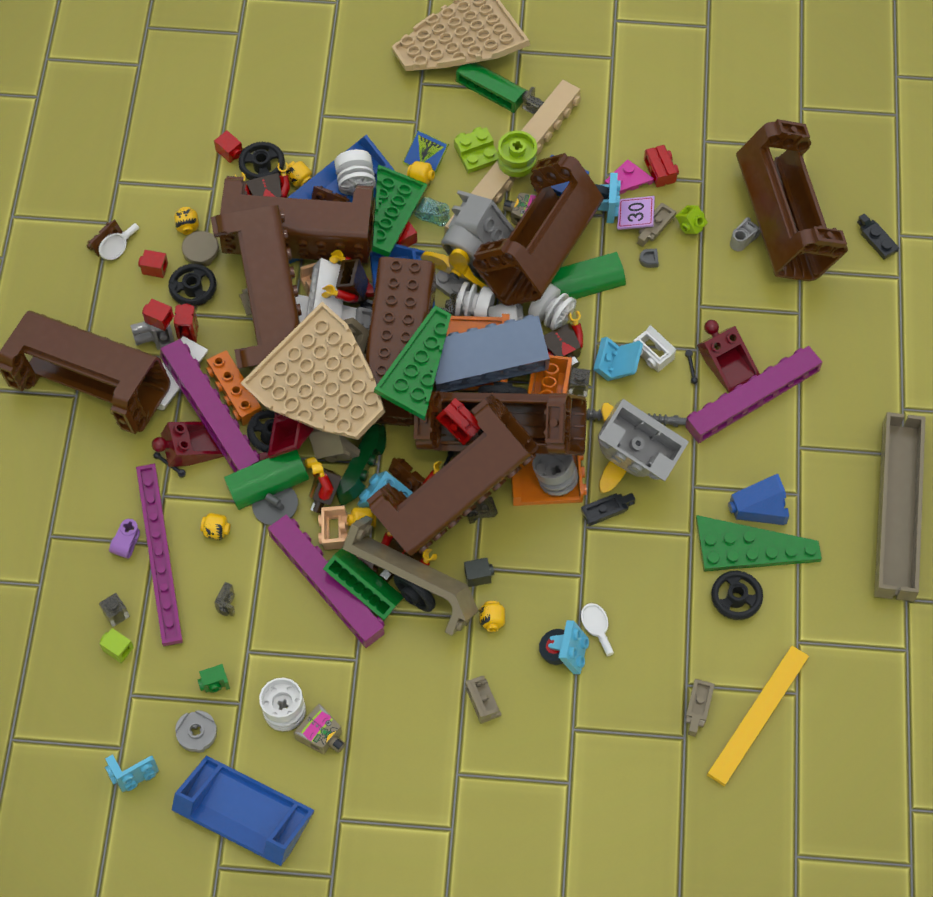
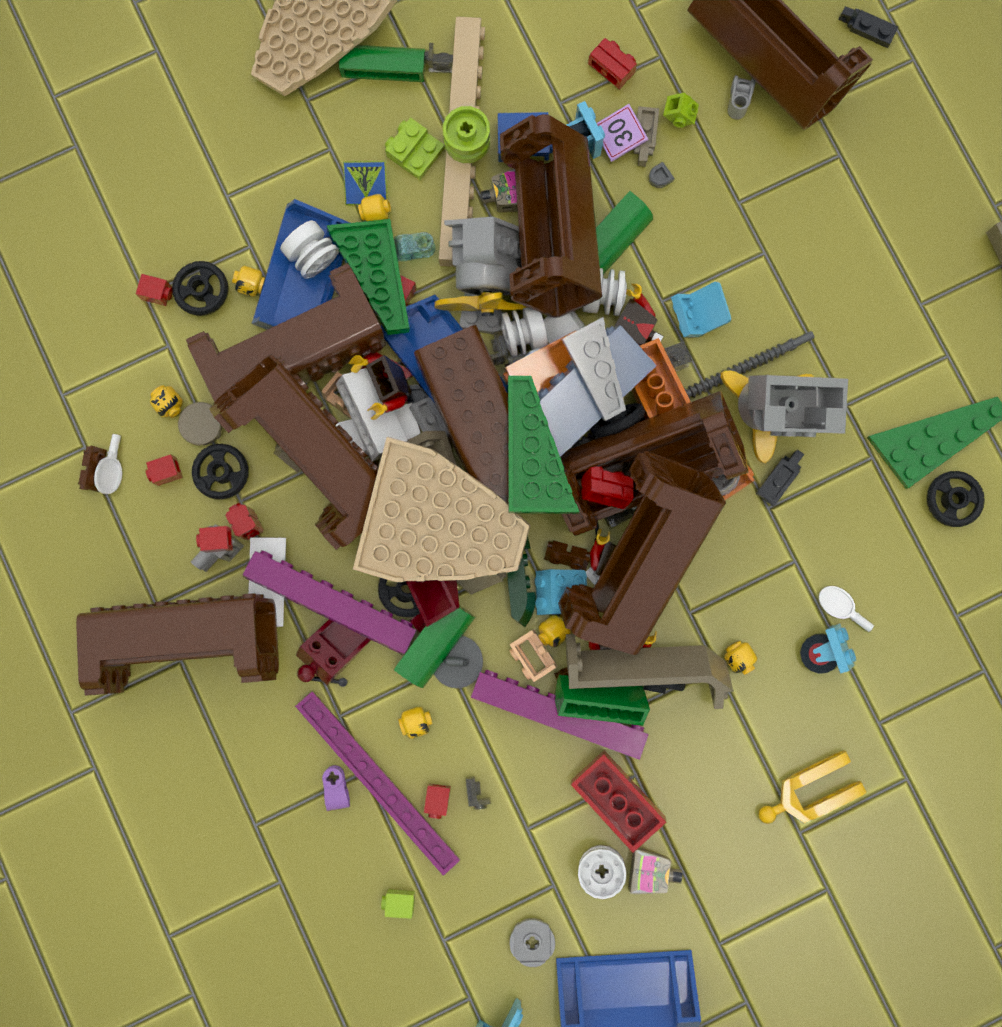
camera: 30 degrees left, 20 degrees up
(114, 609) = (373, 869): clear smoke brick -> none
(194, 589) = (437, 800): none -> red brick
(213, 679) = (516, 881): green brick -> none
(229, 381) = (338, 562): orange brick -> none
(269, 185) = (228, 320): dark brown torso -> none
(322, 193) = (308, 292): reddish brown hinge -> none
(323, 486) = (497, 616): torso -> none
(329, 663) = (618, 801): none -> red brick
(478, 572) = (700, 619): pearl dark grey brick -> none
(482, 699) = (782, 747): dark tan hinge -> none
(487, 731) = (790, 802): none -> yellow piece
(502, 331) = (594, 362): none -> light grey wing
(631, 177) = (588, 90): dark pink wing -> none
(661, 343) = (728, 268): white window -> none
(688, 354) = (760, 263): black hinge -> none
(699, 705) = (983, 633): dark tan hinge -> none
(731, 361) = (802, 245): dark red slope -> none
(753, 394) = (850, 272): magenta brick -> none
(761, 502) = (926, 387): blue slope -> none

